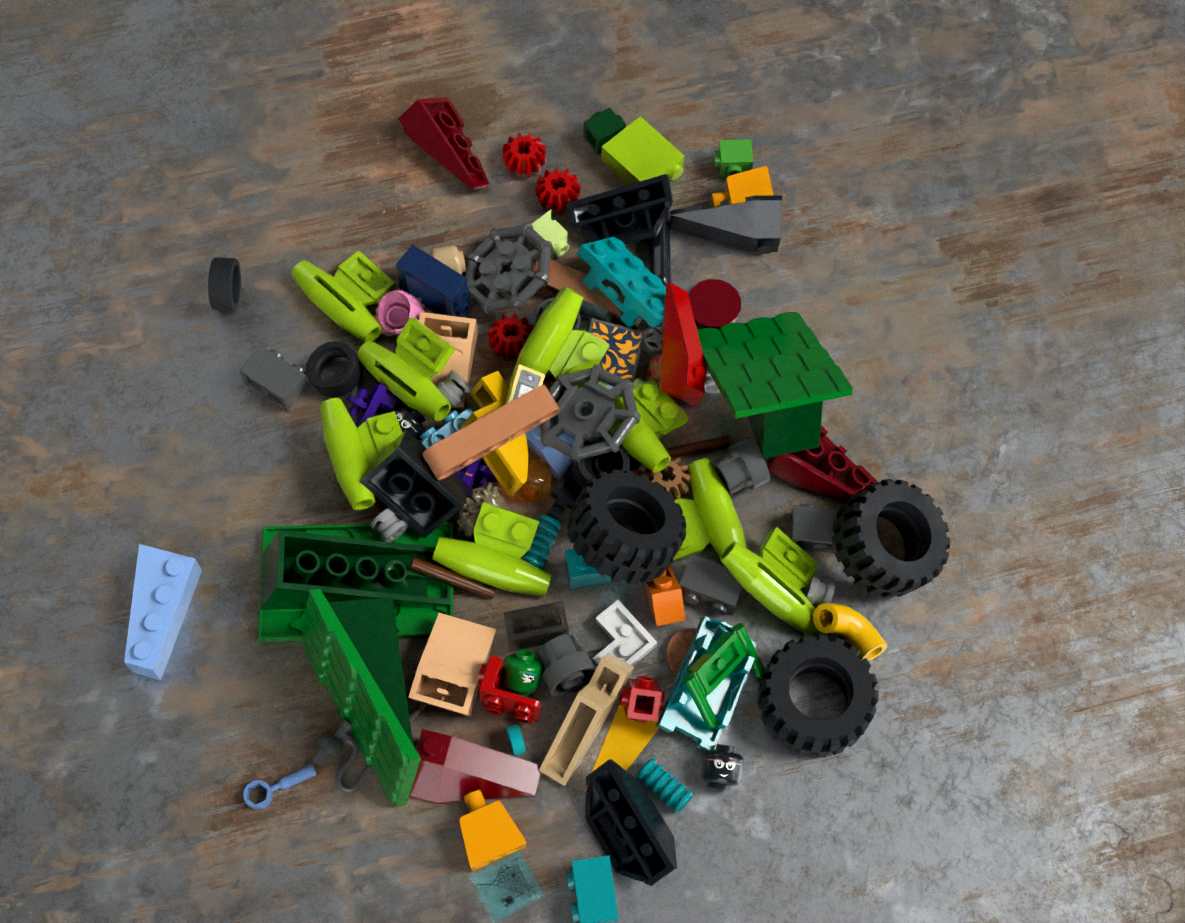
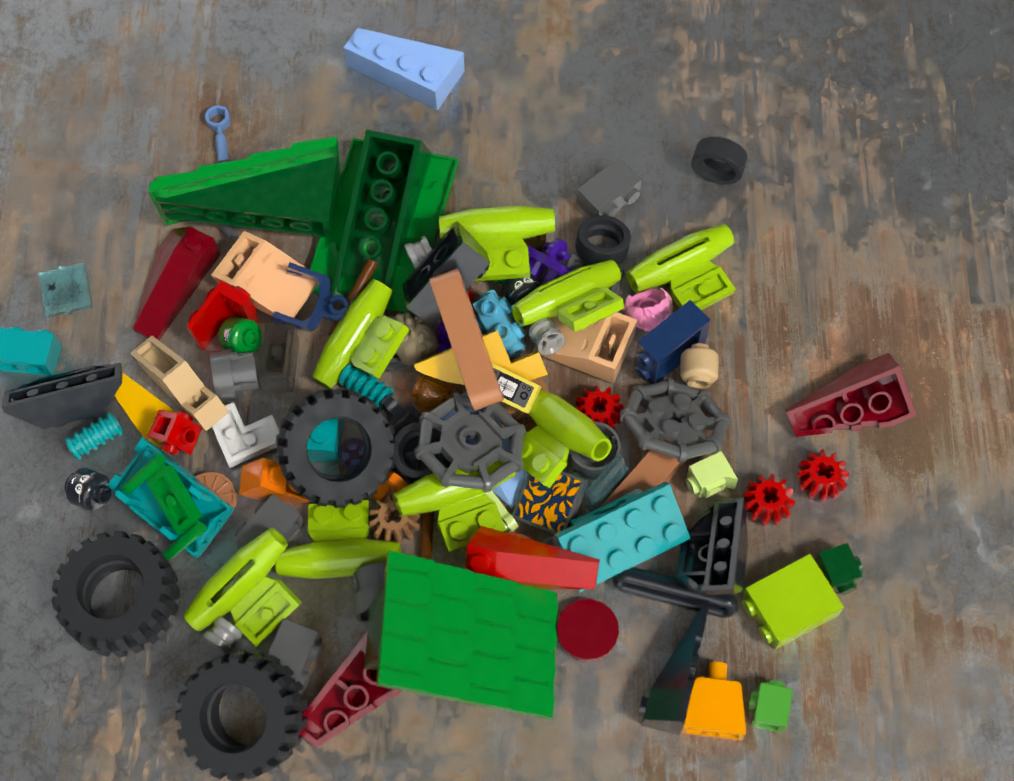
camera: 110 degrees right, 0 degrees up
(472, 595) = (324, 307): none -> dark blue piece
(488, 831) = (110, 279): light orange torso -> none
(515, 740) = (179, 319): teal tile -> none
(851, 626) = (179, 651): yellow cylinder -> none

